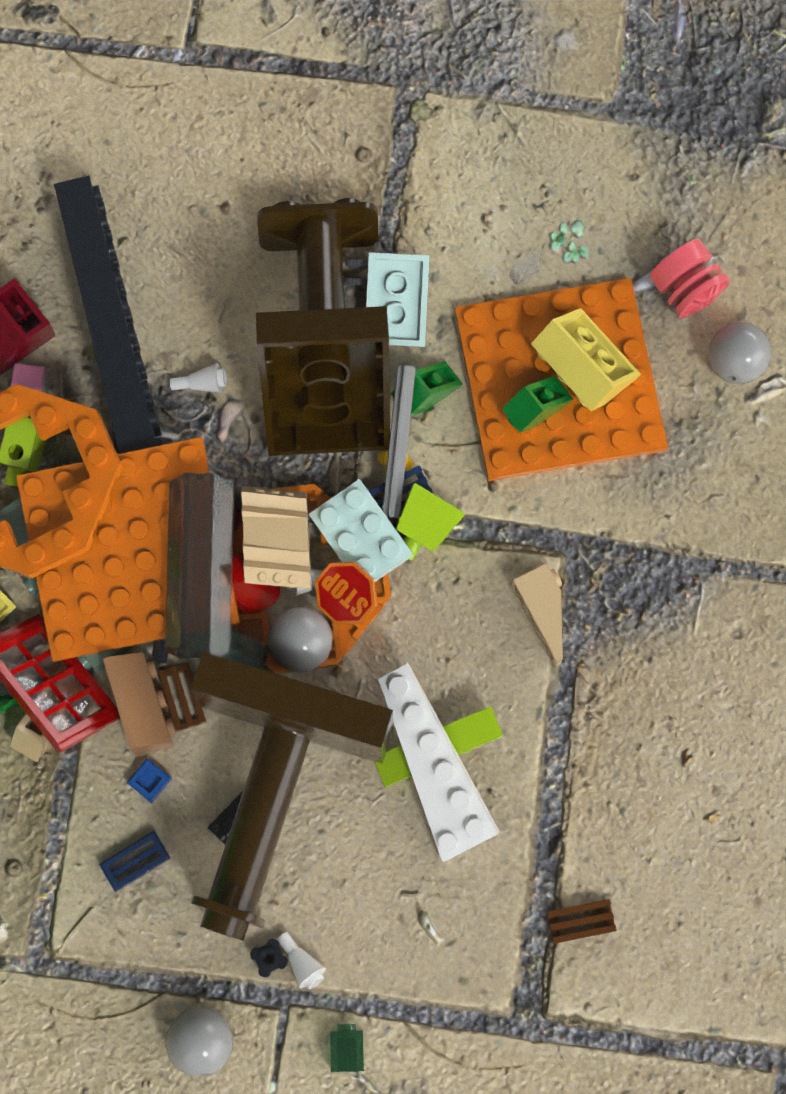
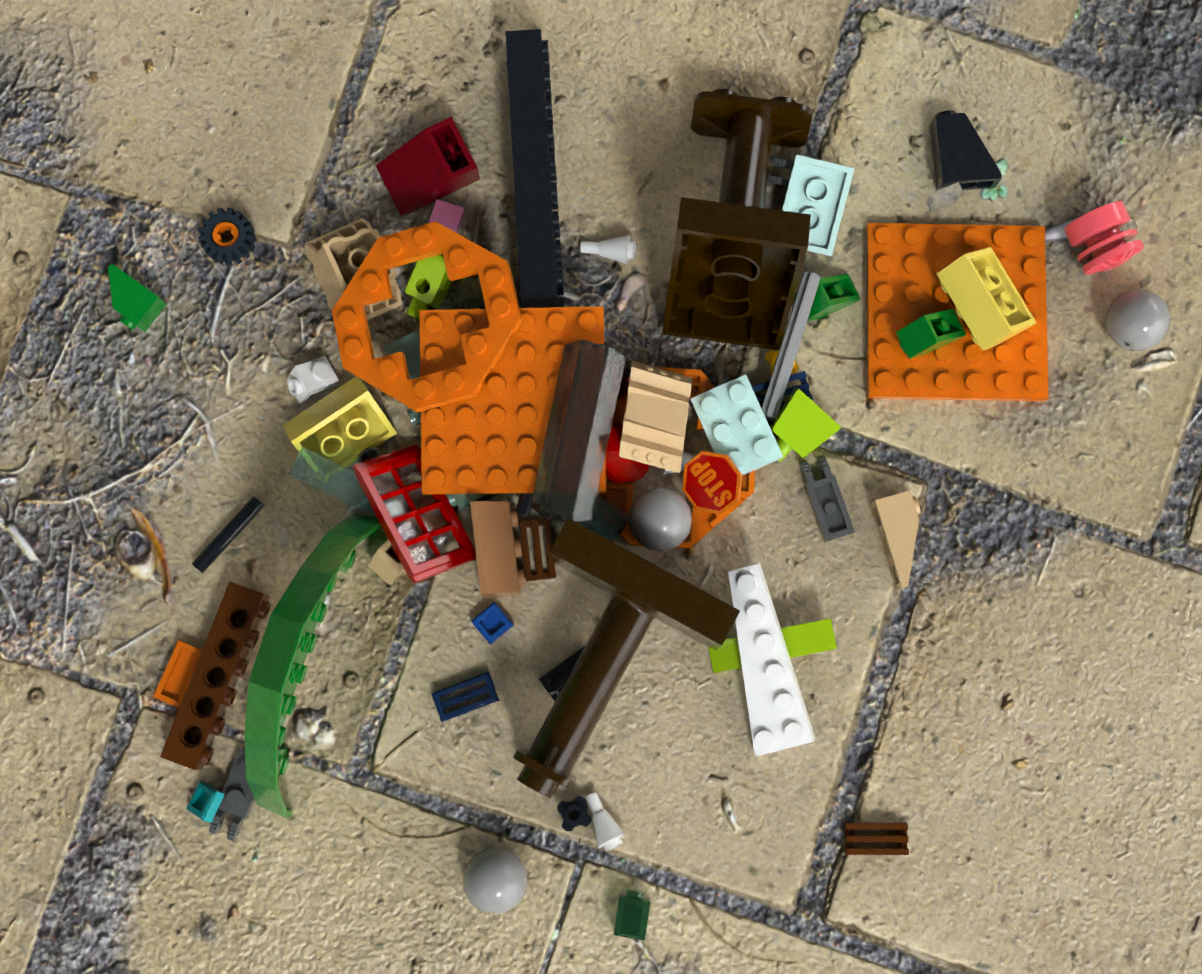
camera: 15 degrees right, 5 degrees up
(466, 591) = (827, 501): none -> dark grey hinge
(534, 222) = (961, 154): none -> black slope

